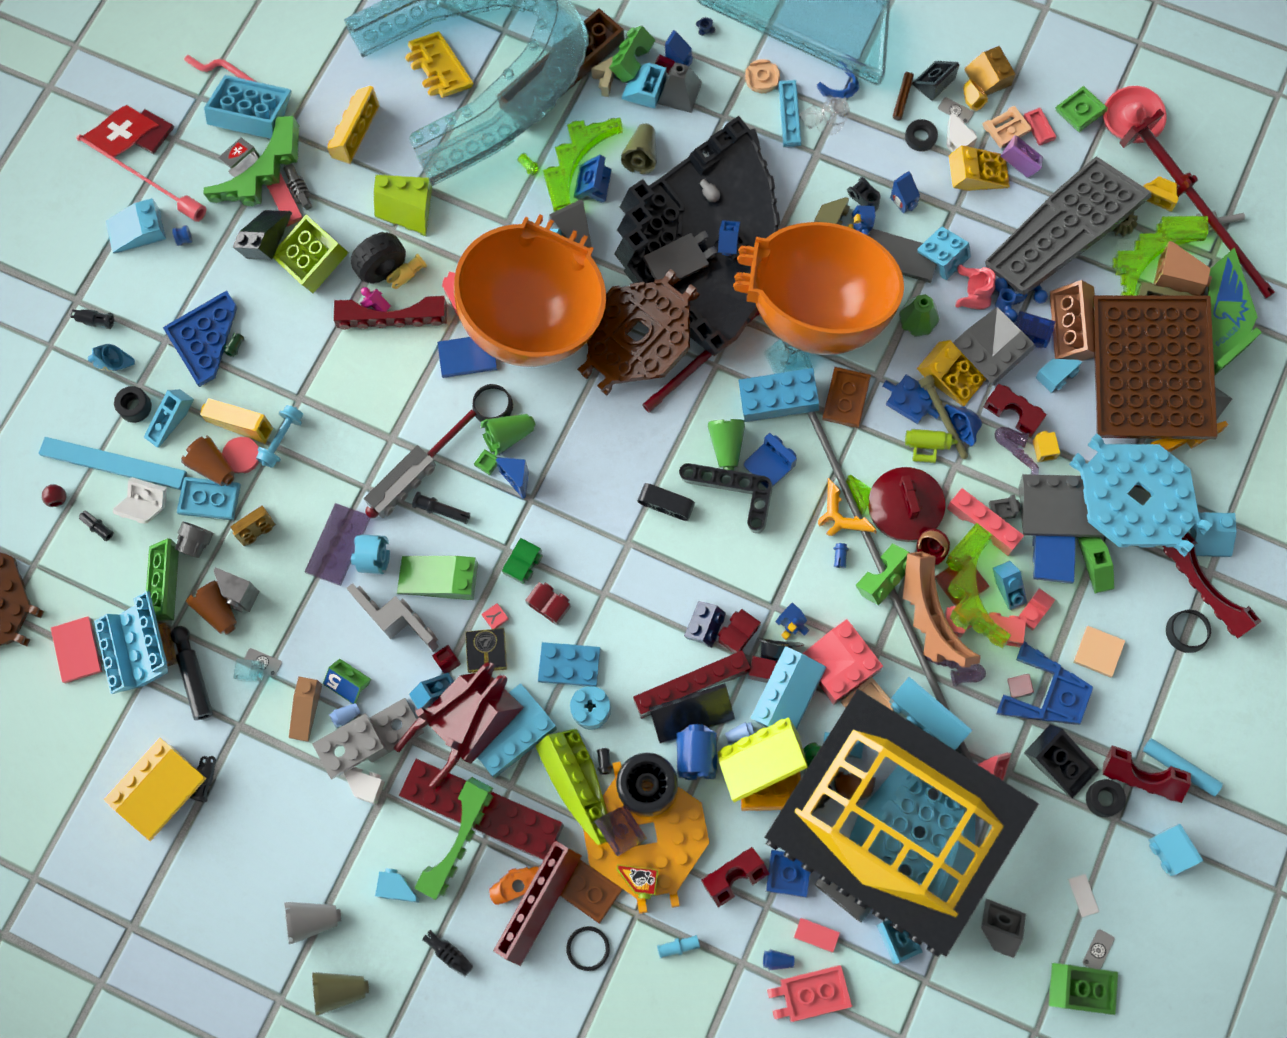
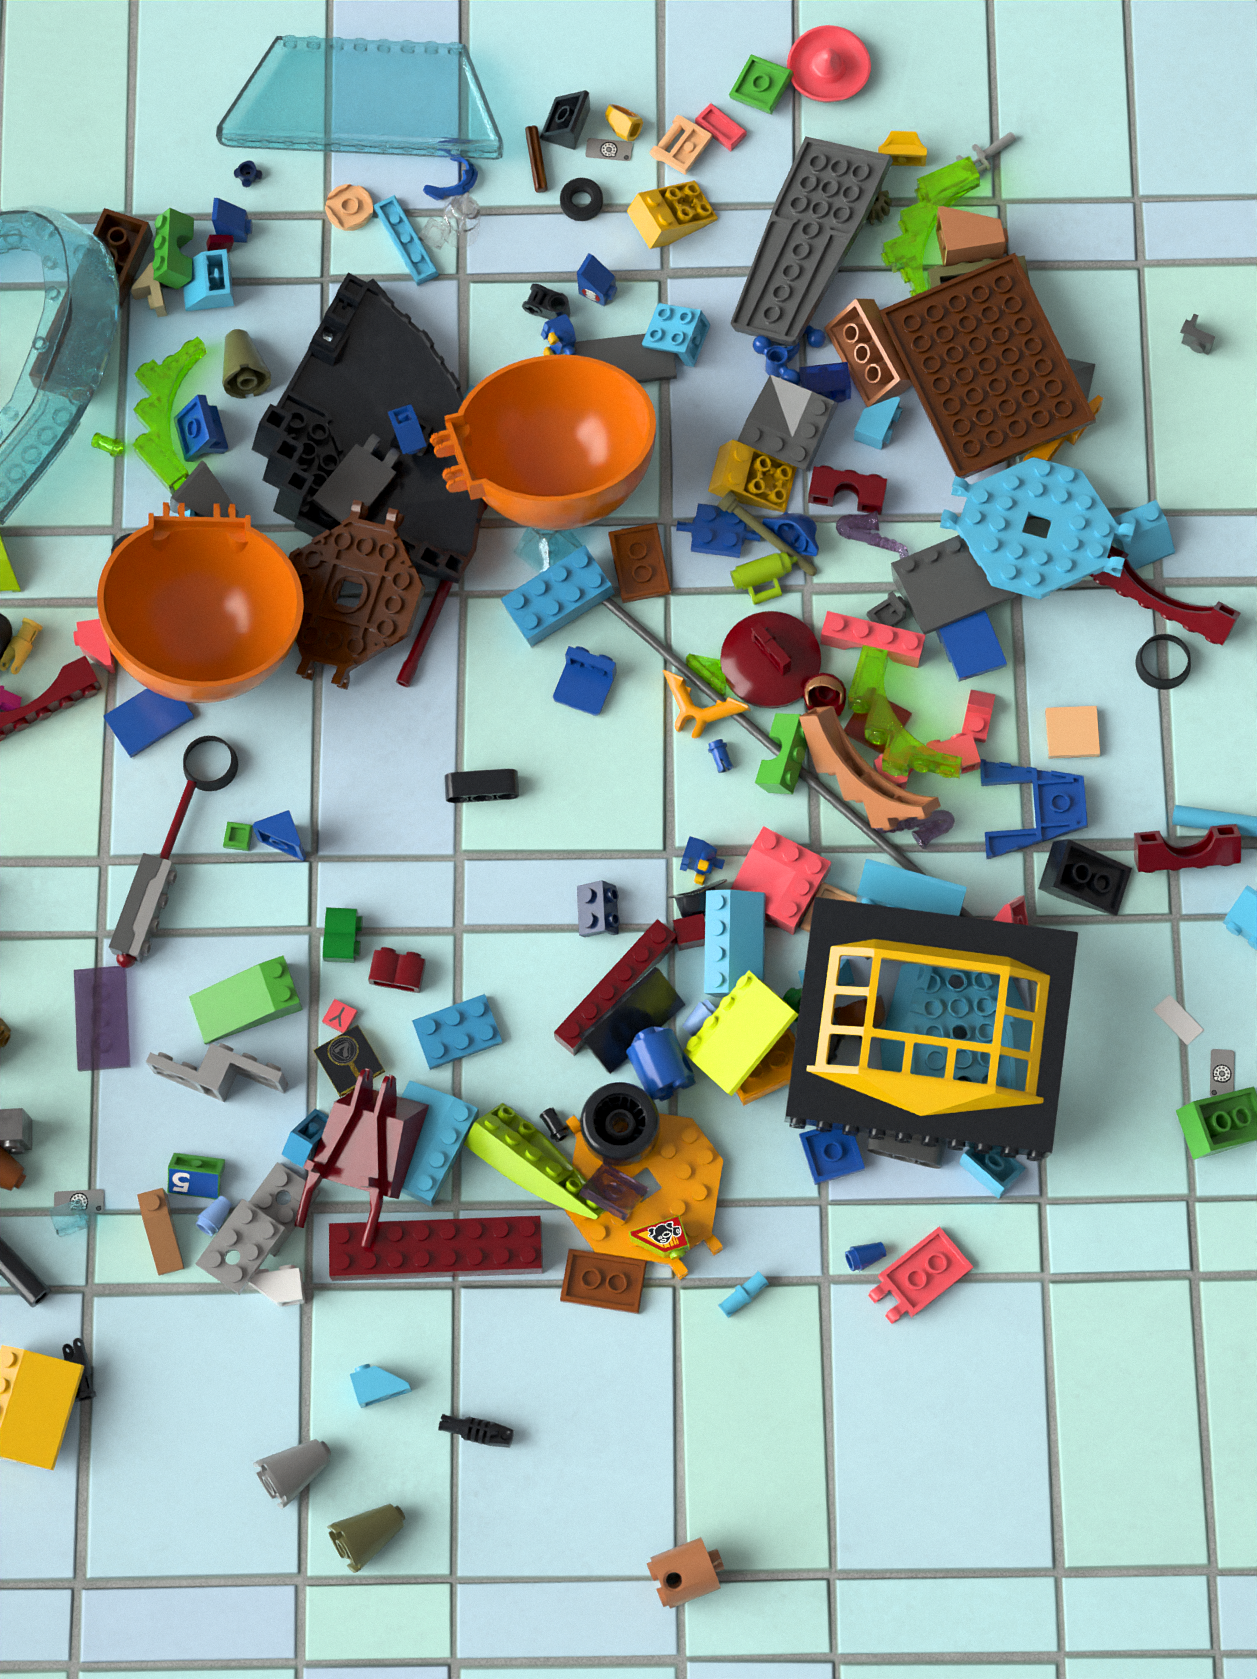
camera: 25 degrees left, 0 degrees up
(370, 554) = (151, 1009): medium azure brick -> none
(431, 505) = (196, 918): black pin -> none
(446, 659) = (305, 1094): dark red slope -> none
(474, 798) = (424, 1232): bright green arch -> none
(503, 891) = (507, 1328): orange piece -> none
(506, 431) = (244, 788): bright green cone -> none
(537, 903) = (555, 1321): dark red brick -> none
(568, 949) = (638, 1372): black tyre -> none
(579, 707) = (500, 1081): medium azure brick -> none
(680, 88) = (254, 267): dark grey slope -> none
(710, 191) = (354, 381): light grey cylinder -> none
(727, 441) = (521, 680): bright green cone -> none
(734, 485) = (555, 729): black beam -> none
(739, 632) = (643, 899): dark red brick -> none
(746, 865) = (778, 1165): dark red arch -> none
(816, 935) = (896, 1206): coral tile -> none
(833, 211) = (517, 343): olive slope -> none
(919, 315) = (681, 425): bright green cone -> none
(959, 134) = (627, 179): white slope -> none
(980, 287) = (738, 359): coral hair -> none
(991, 71) = (630, 82): pearl gold slope -> none
(1003, 927) = (1103, 1097): dark grey slope -> none
(1010, 584) = (935, 700): dark azure slope -> none
(1020, 686) = (1000, 813): slope -> none
(1022, 157) = (717, 174): medium lavender slope -> none
(1046, 446) = (903, 517): yellow brick -> none
(1097, 563) = (1025, 629): bright green slope -> none
(1117, 793) = (1161, 883): black tyre -> none
(1185, 185) = (926, 128): dark red piece -> none
(1231, 311) = (1047, 260): bright green piece -> none

